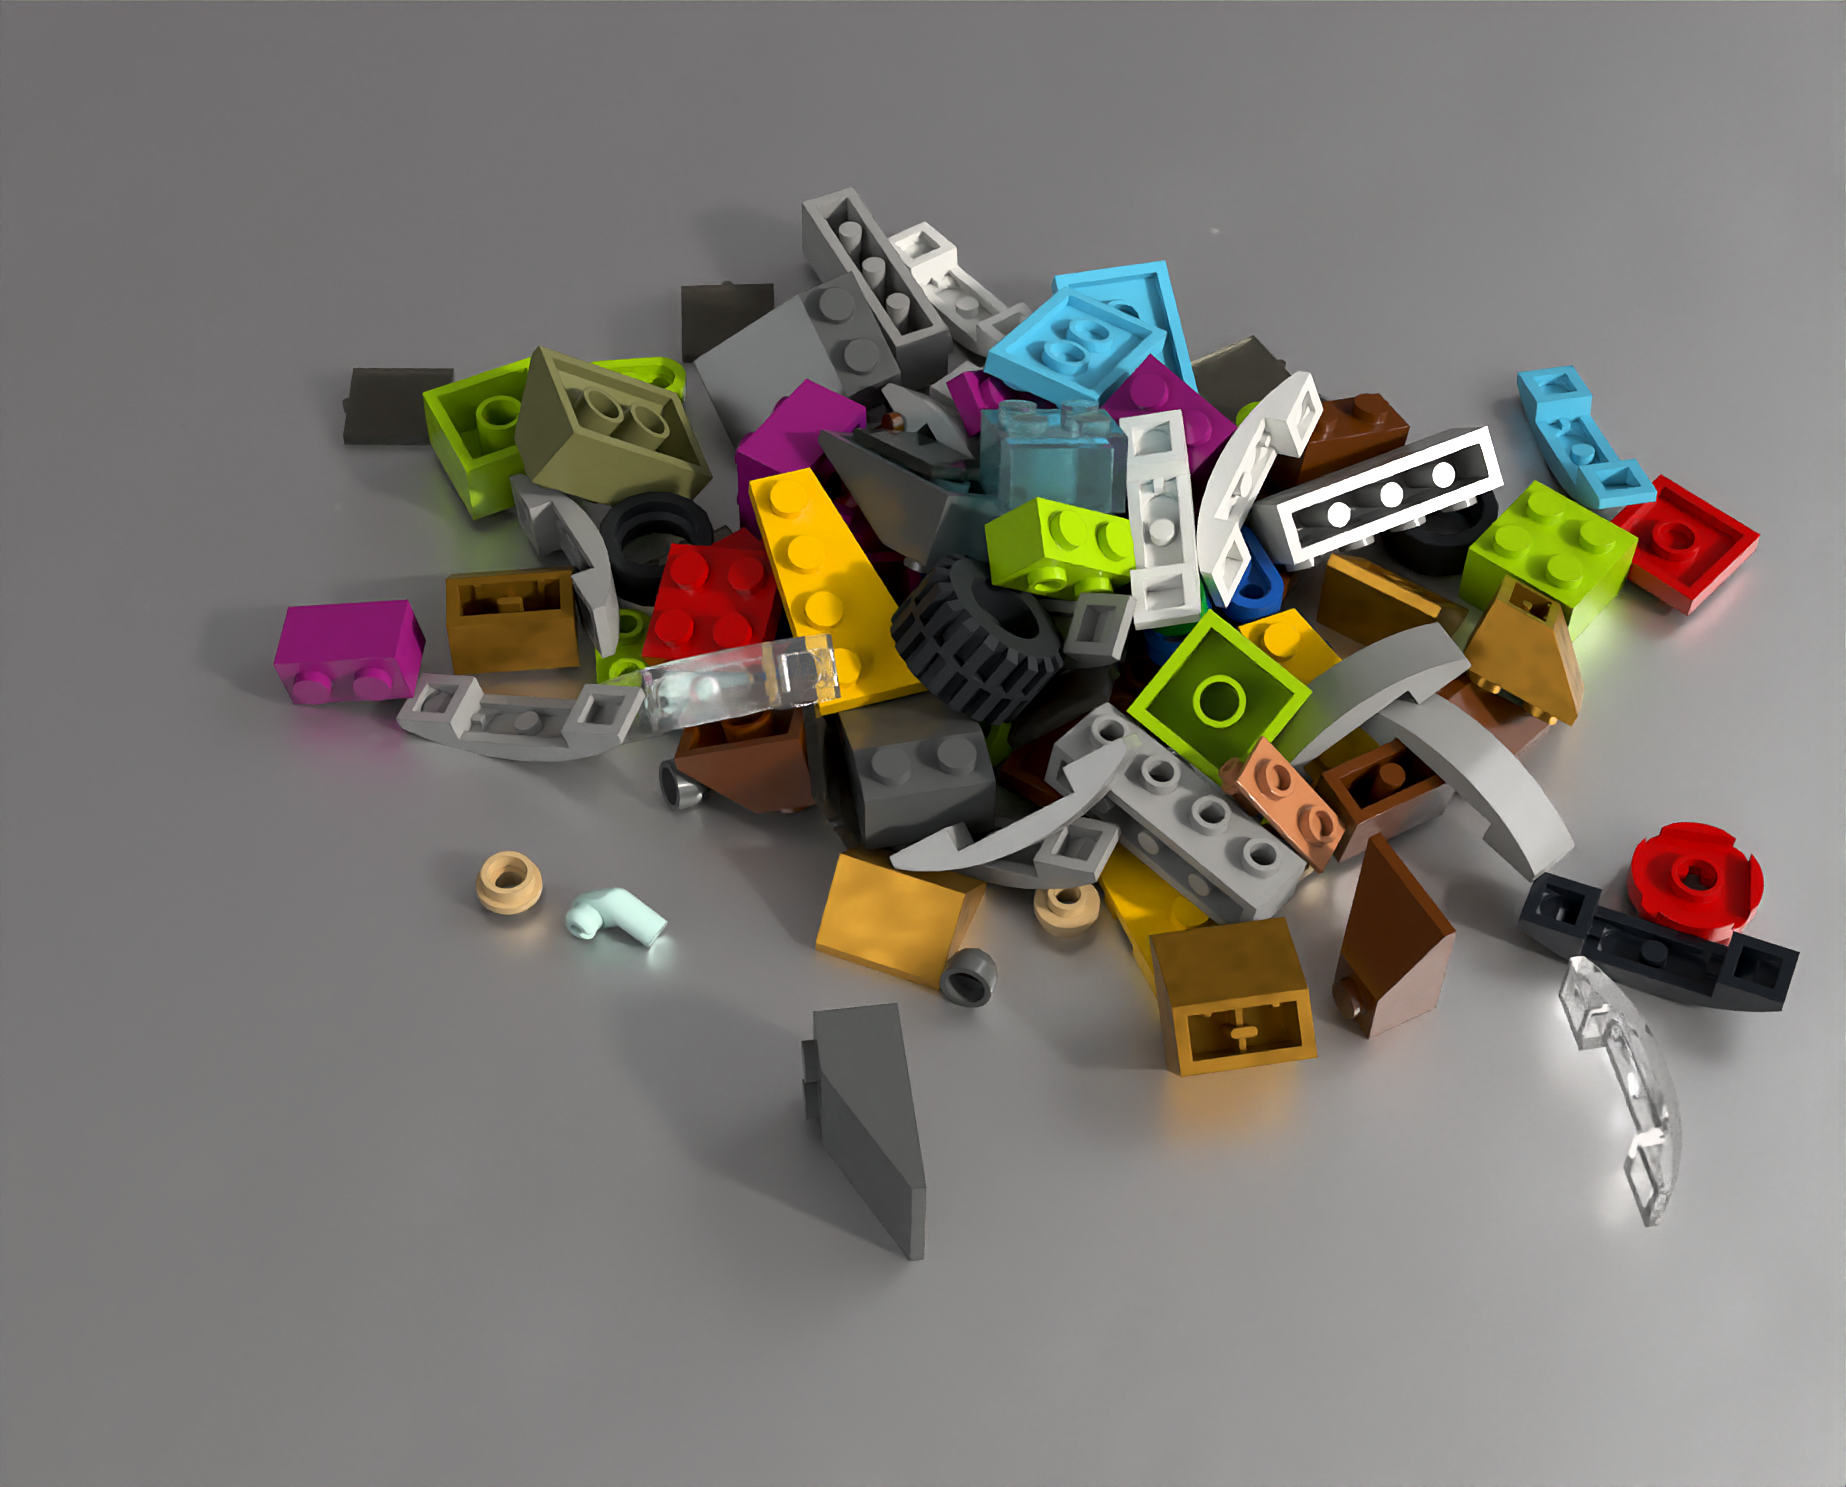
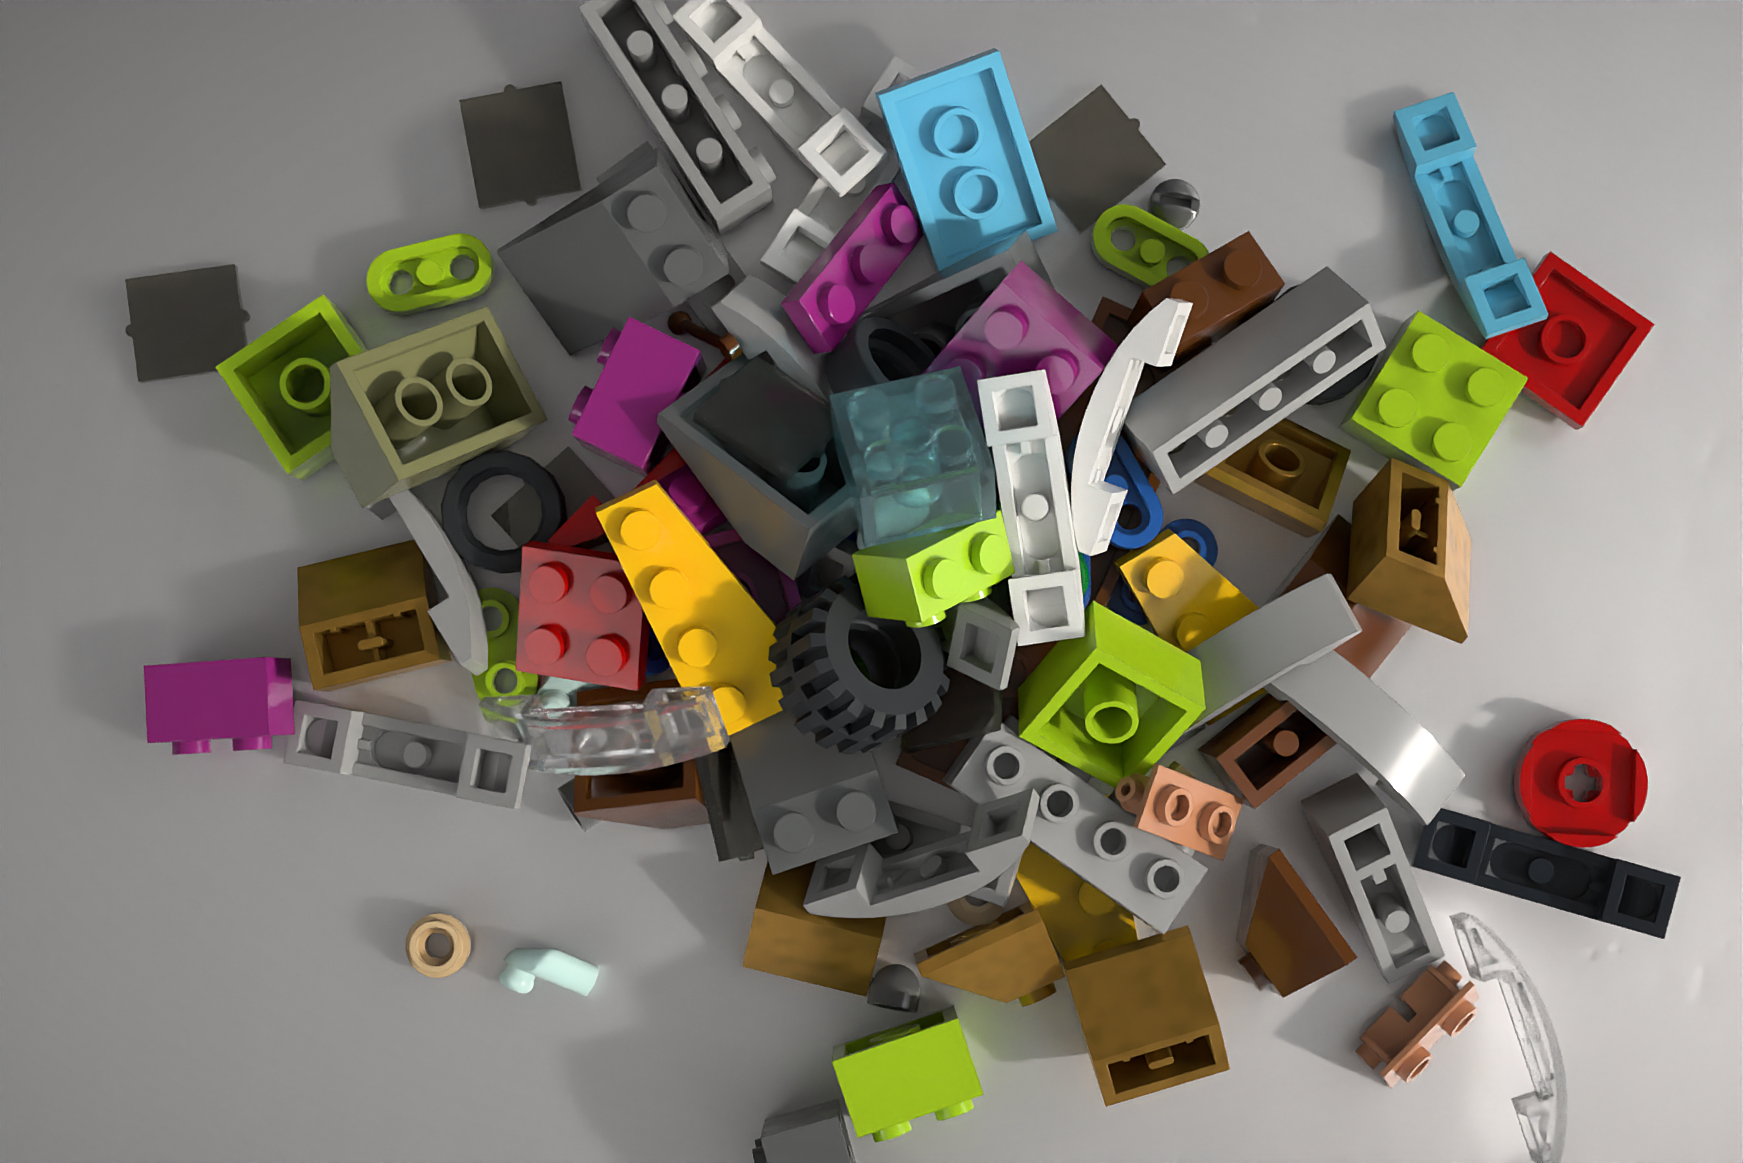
camera: 10 degrees left, 35 degrees up
(975, 1016) = (907, 1075): none -> lime brick
(1073, 349) = (916, 232): medium azure plate -> none
(1075, 933) = (997, 959): none -> pearl gold slope
(1490, 944) = (1373, 876): none -> light grey slope
(1539, 1066) = (1438, 1010): none -> nougat hinge

